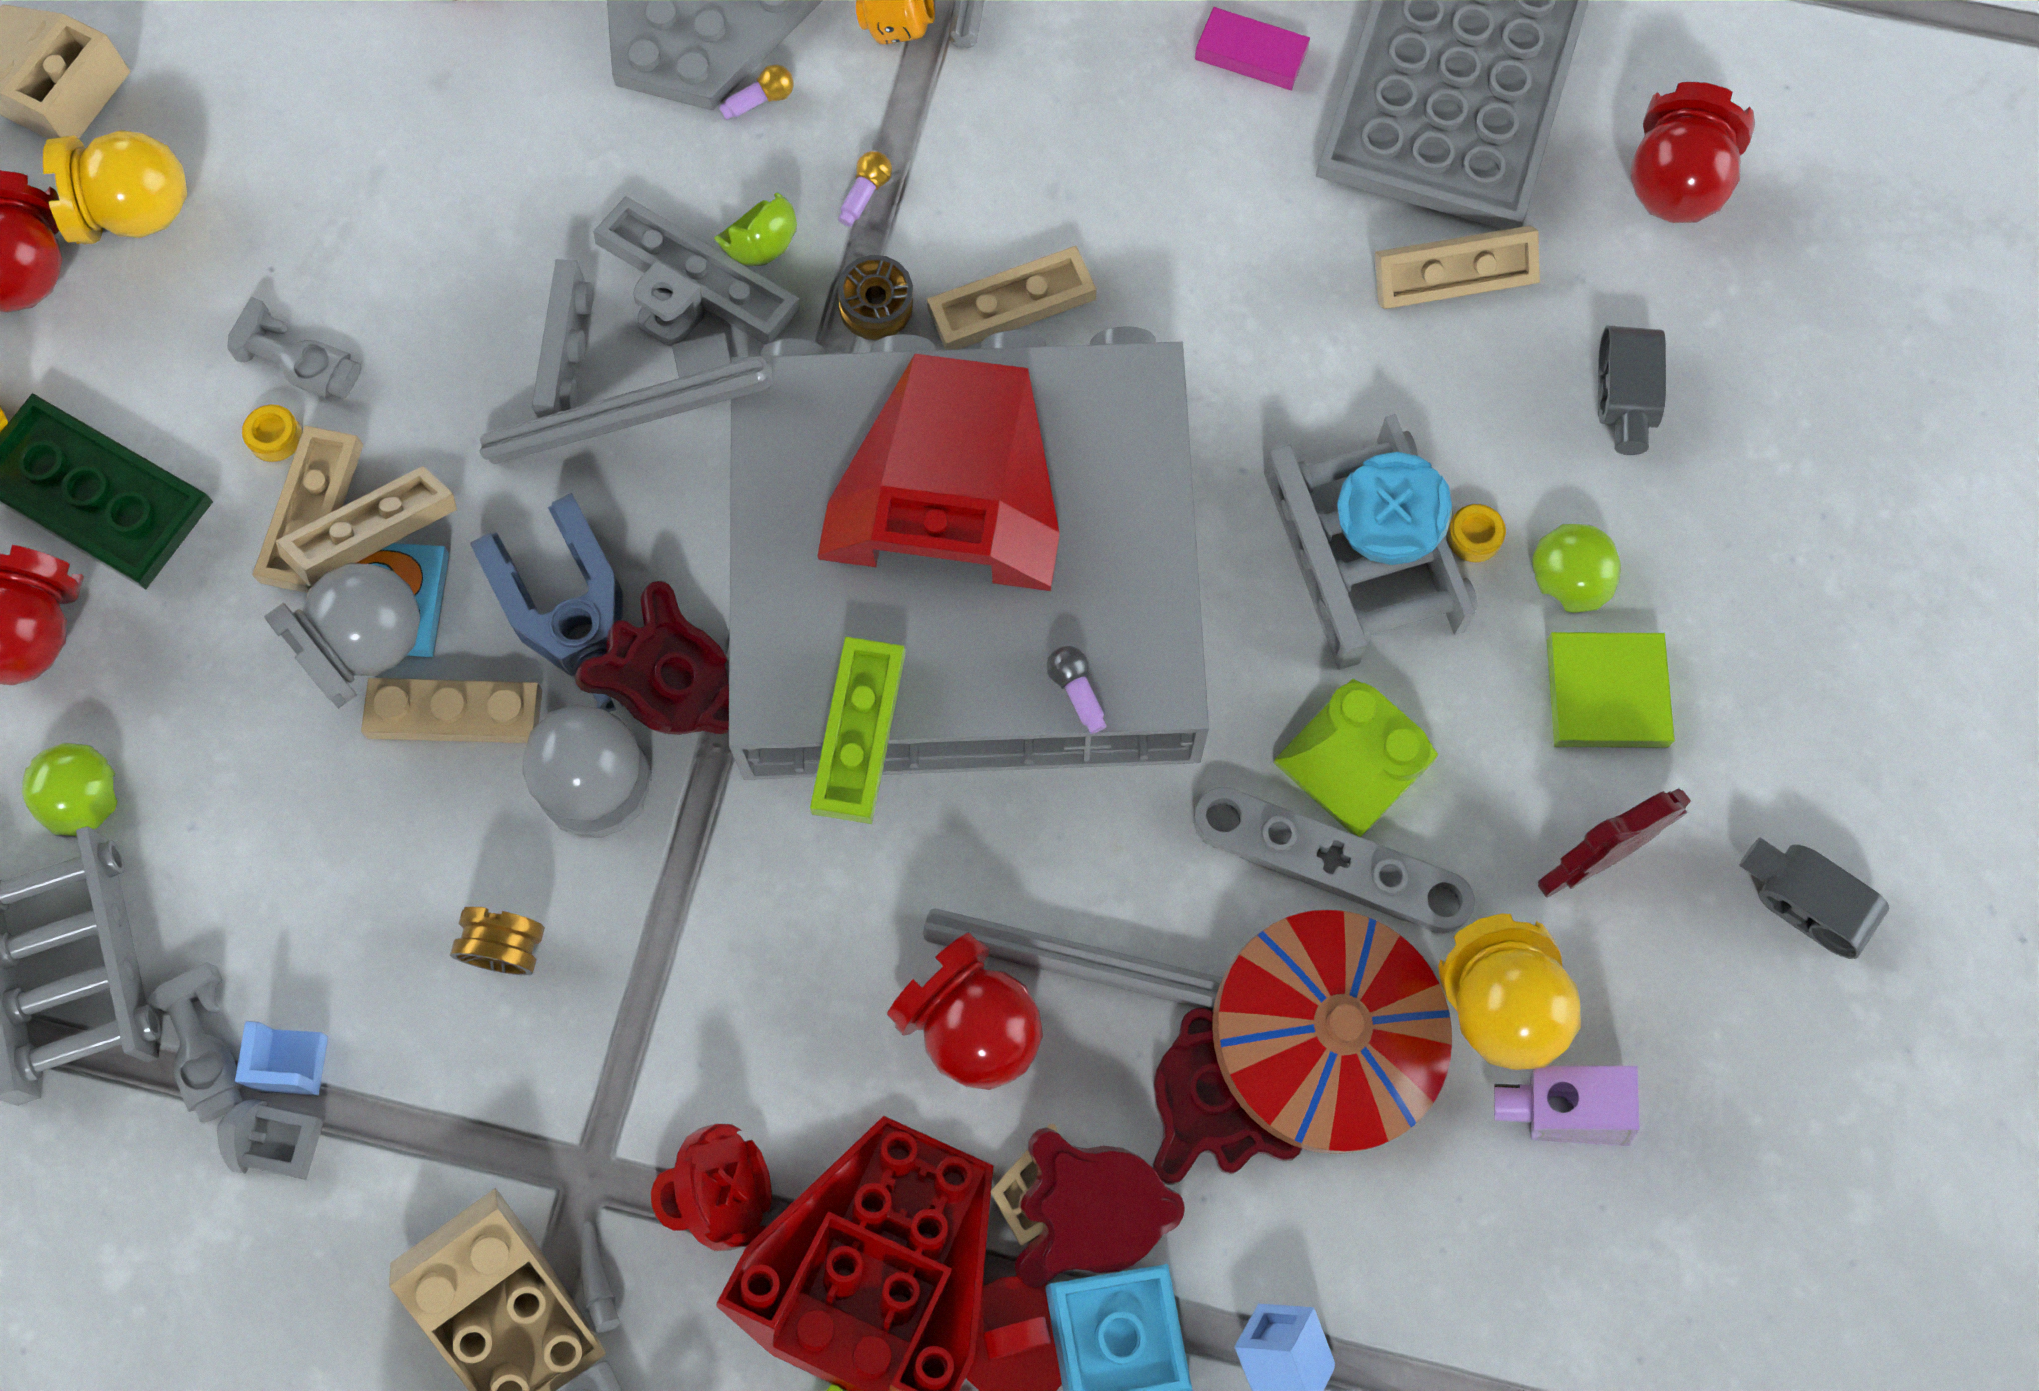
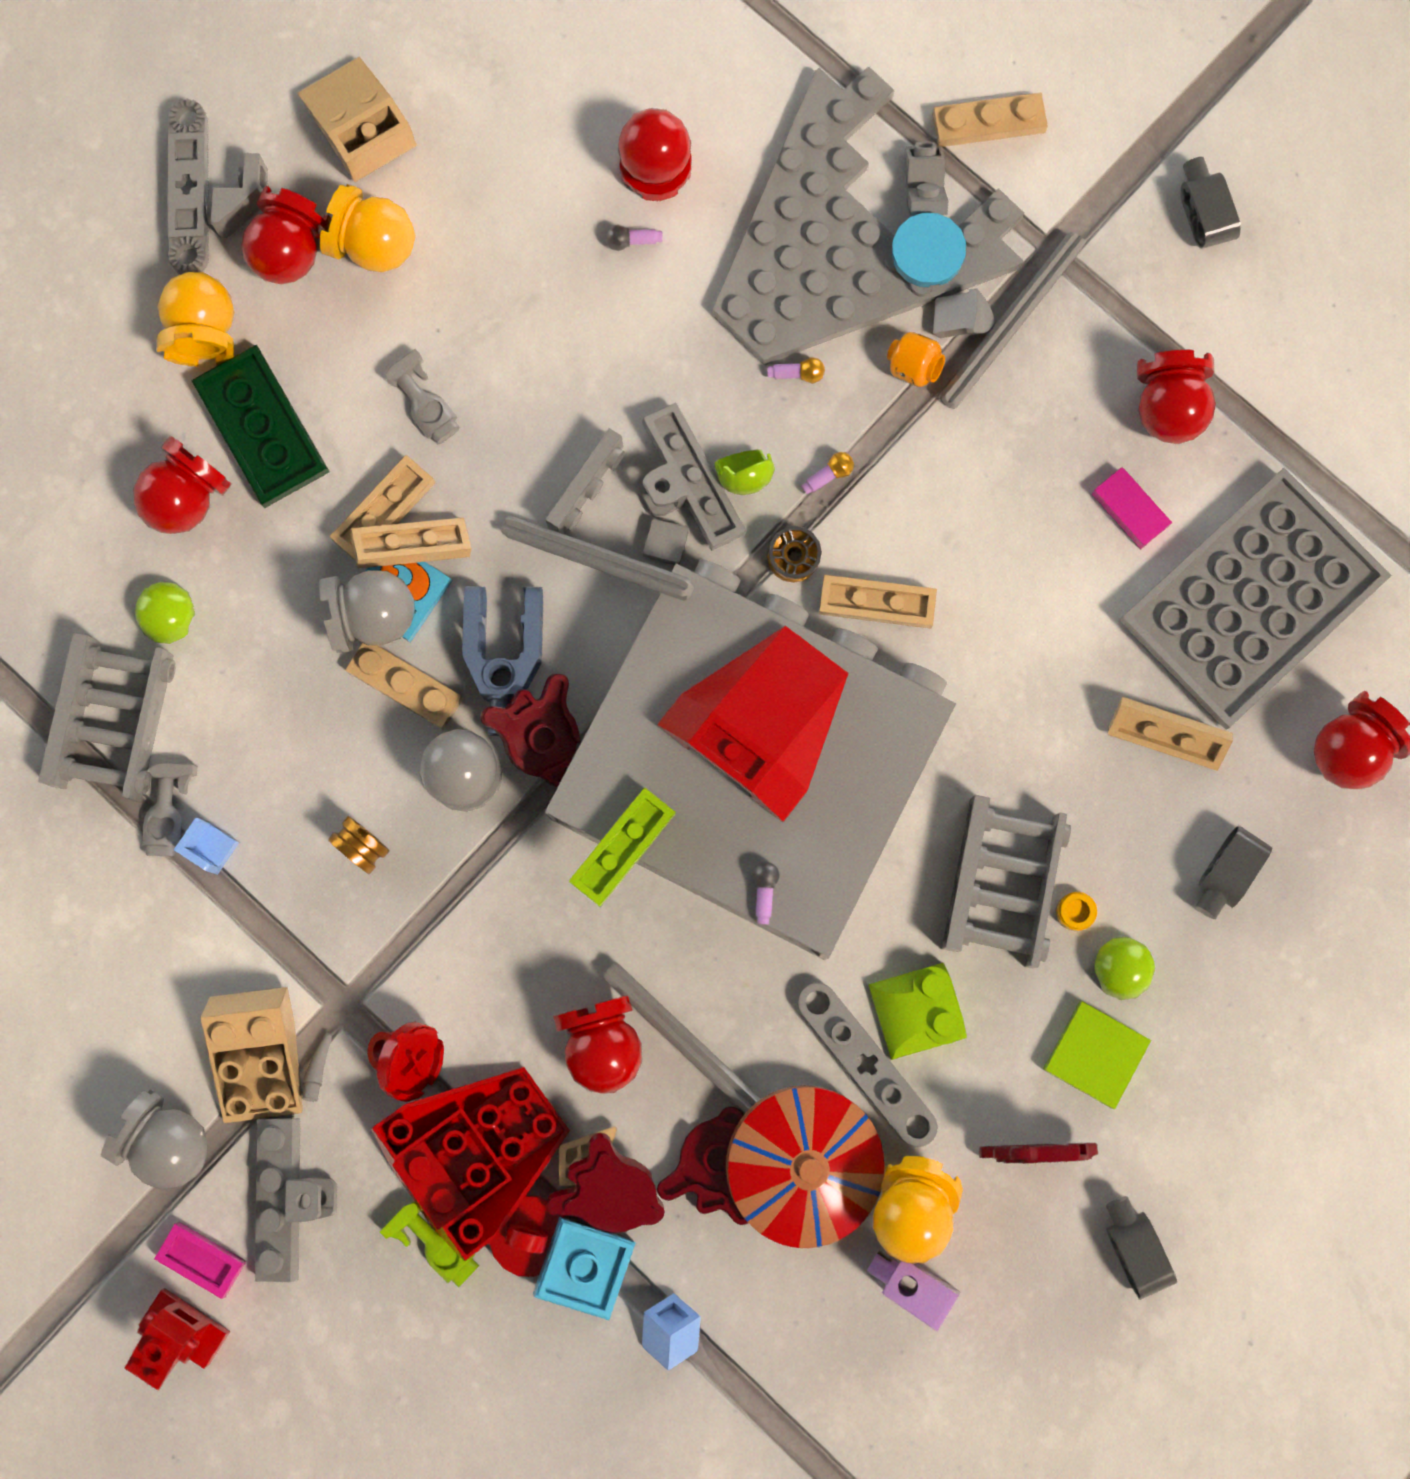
camera: 30 degrees right, 10 degrees up
(268, 1139) = (178, 887): light grey tile -> none
(271, 433) = (385, 444): yellow tile -> none
(452, 50) = (620, 237): none -> piece
(1394, 508) = (1029, 875): medium azure tile -> none

